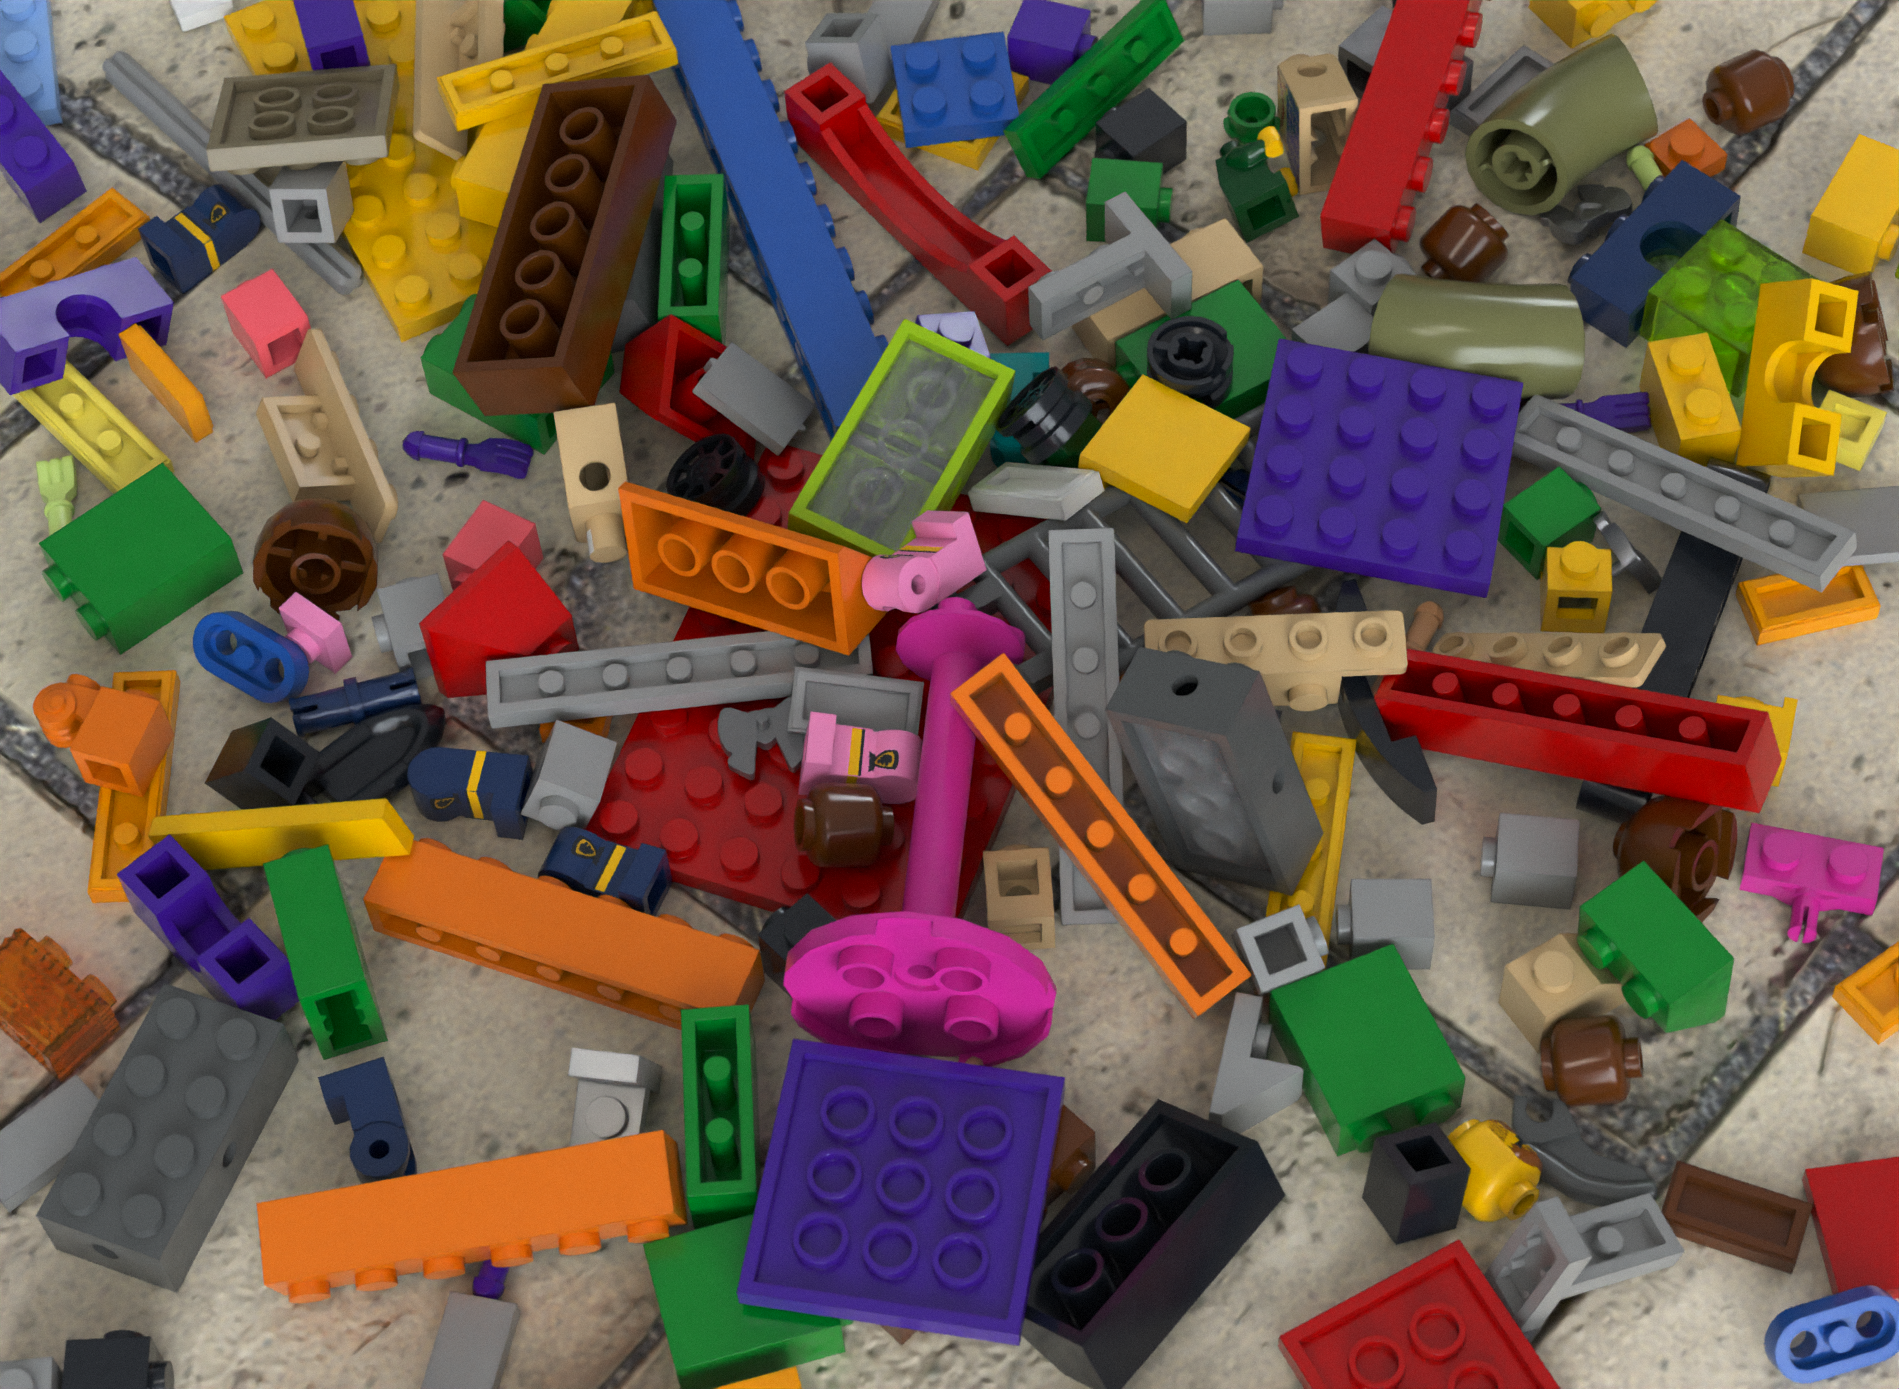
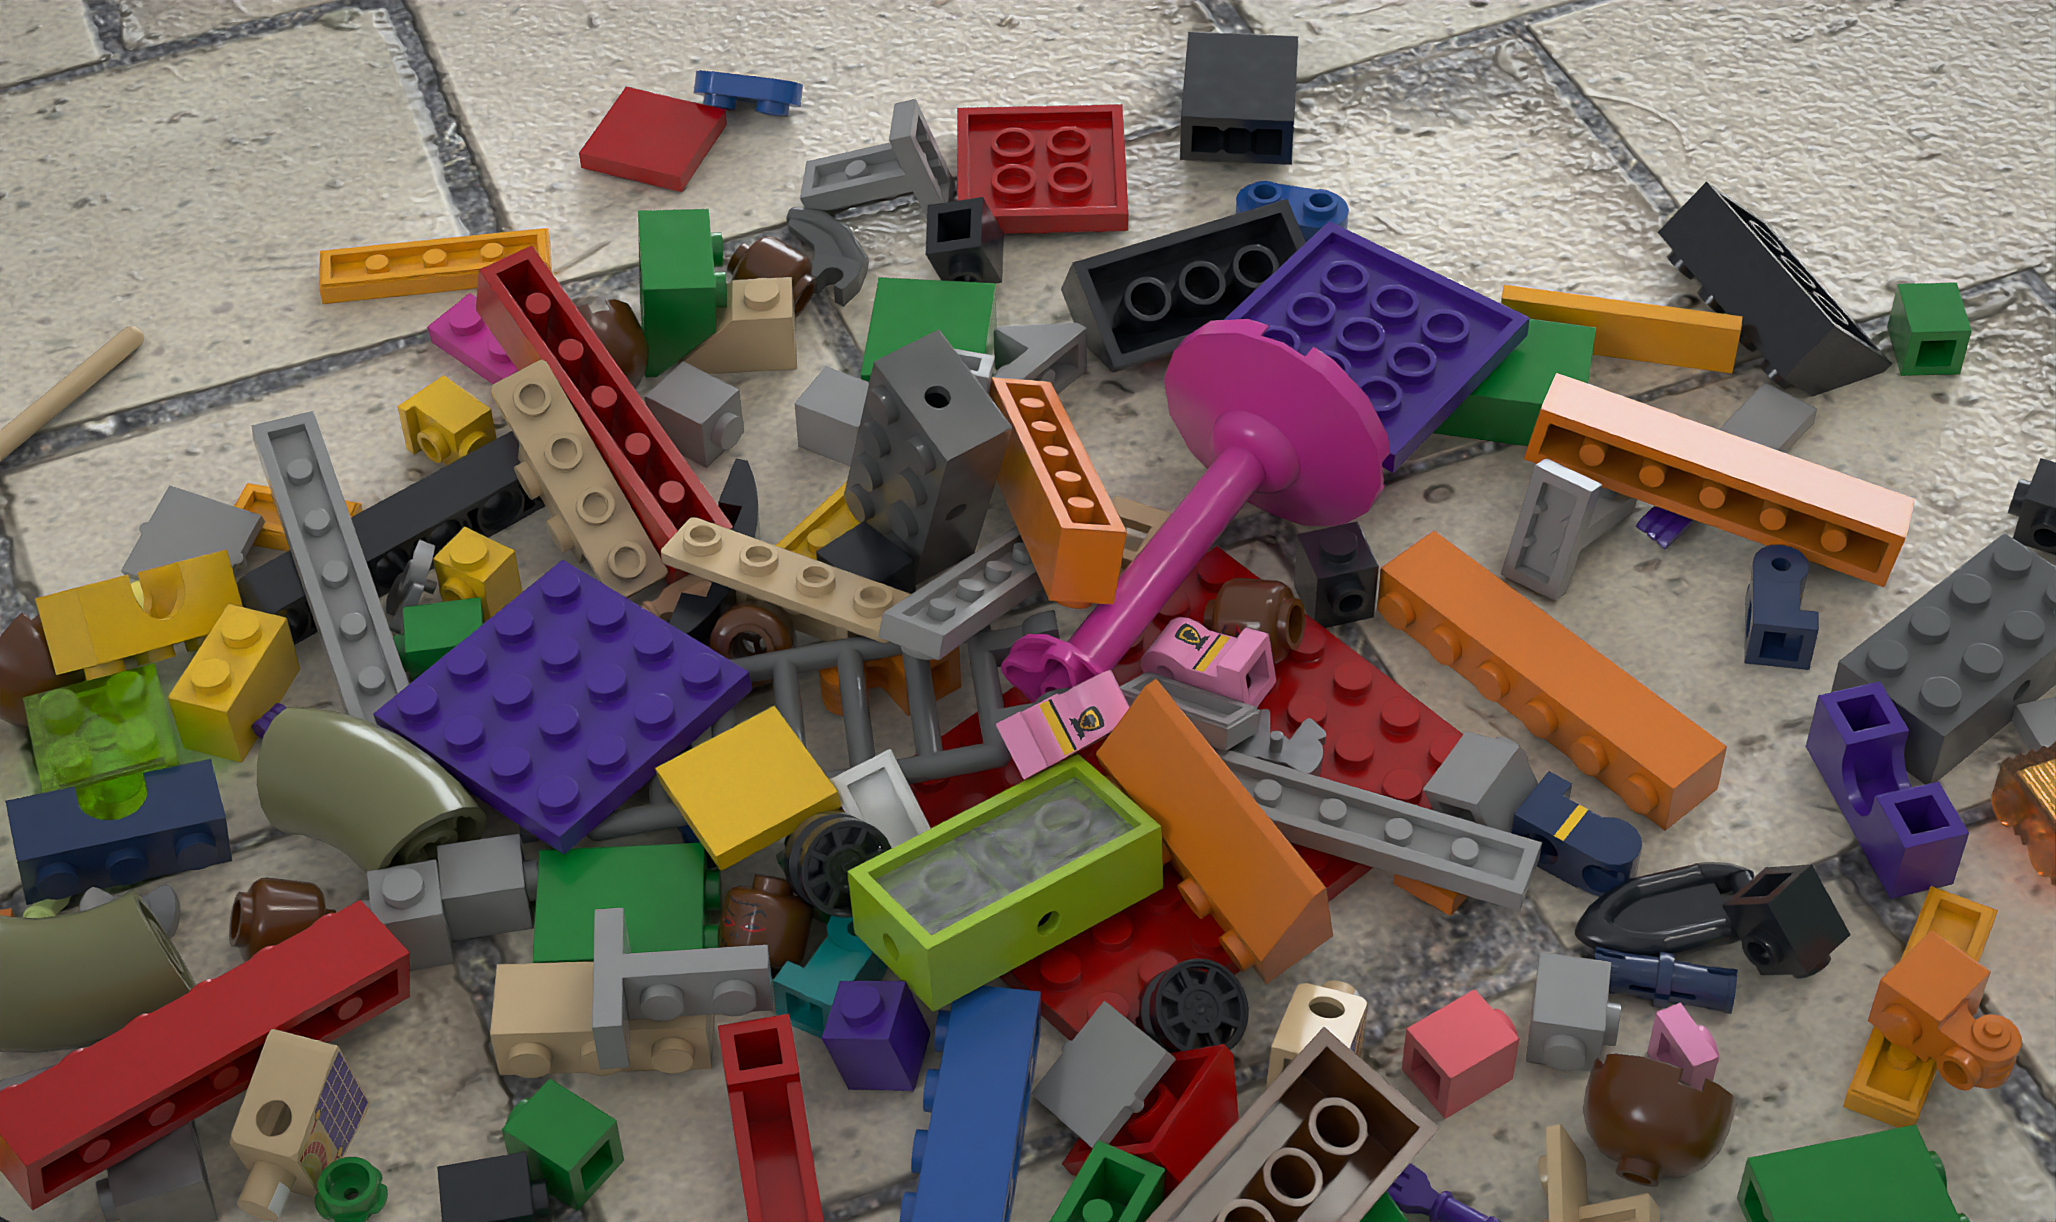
camera: 155 degrees left, 10 degrees down
(255, 661) = (1776, 1080): blue plate -> none
(266, 834) = (1790, 829): yellow tile -> none
(324, 951) = (1779, 717): green brick -> none
(491, 616) = (1492, 943): red slope -> none
(611, 869) = (1478, 705): dark blue leg -> none
(720, 1113) = (1477, 470): green brick -> none
(1192, 358) = (660, 862): black wheel -> none
(1254, 194) = (429, 1088): dark green piece -> none
(1501, 1171) = (897, 244): yellow head -> none
(1736, 1217) = (748, 183): reddish brown tile -> none

